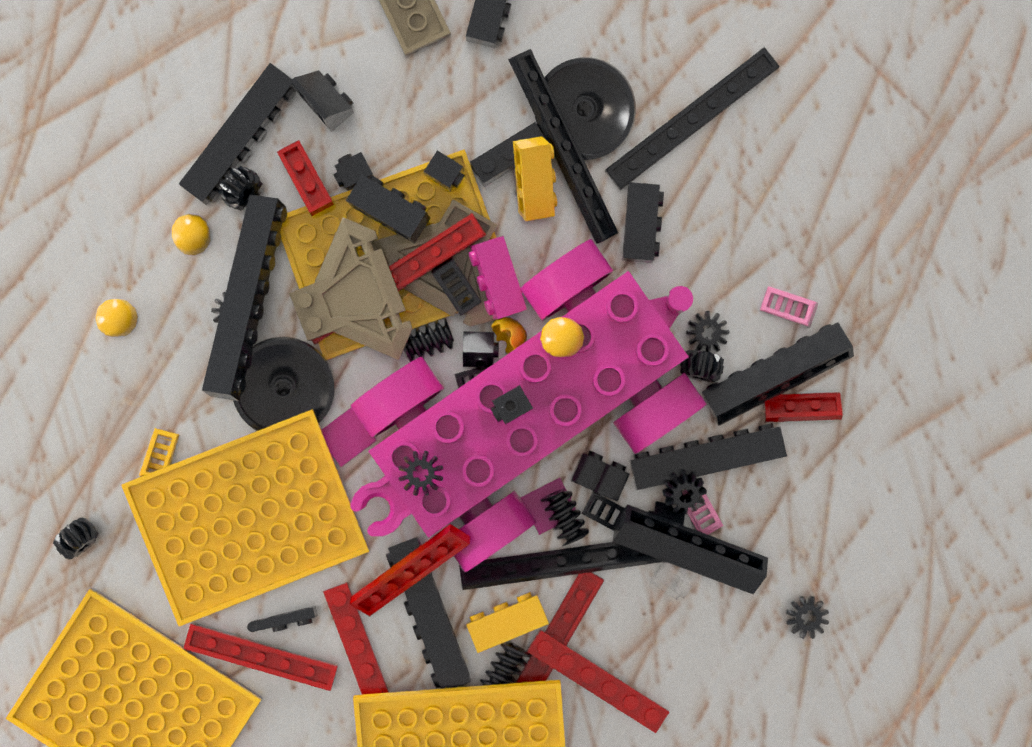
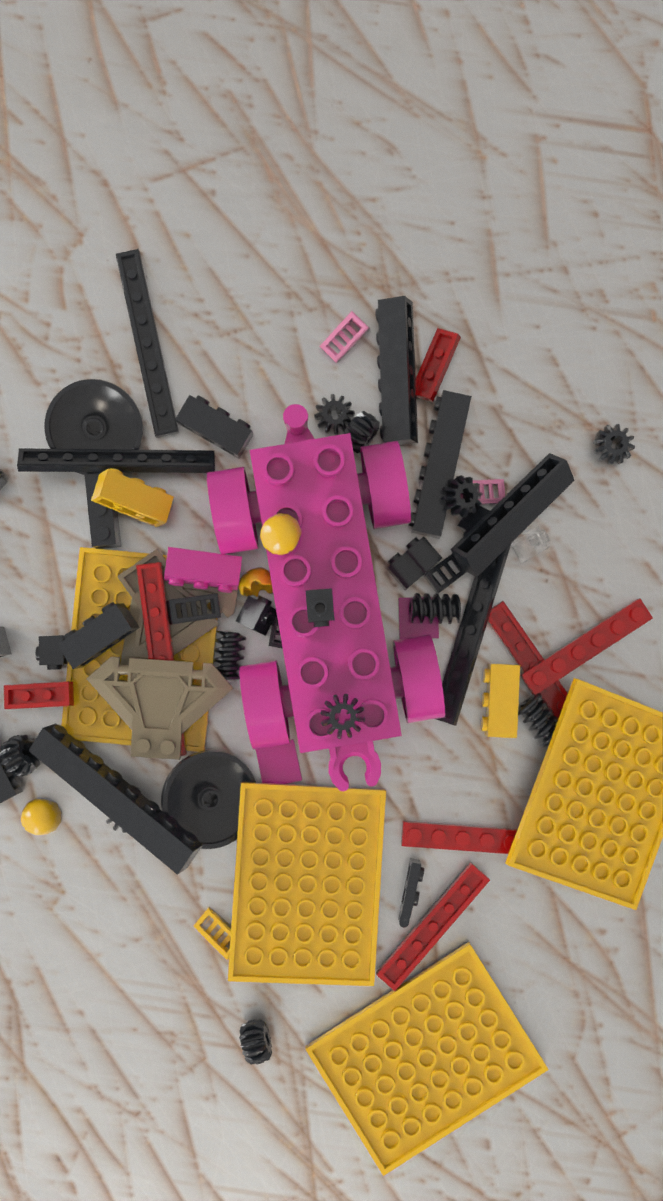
camera: 70 degrees left, 0 degrees up
(116, 317) = (82, 915): yellow hair -> none
(410, 570) = (420, 762): red plate -> none
(432, 624) = (463, 763): black brick -> none
(444, 171) = (89, 572): black brick -> none

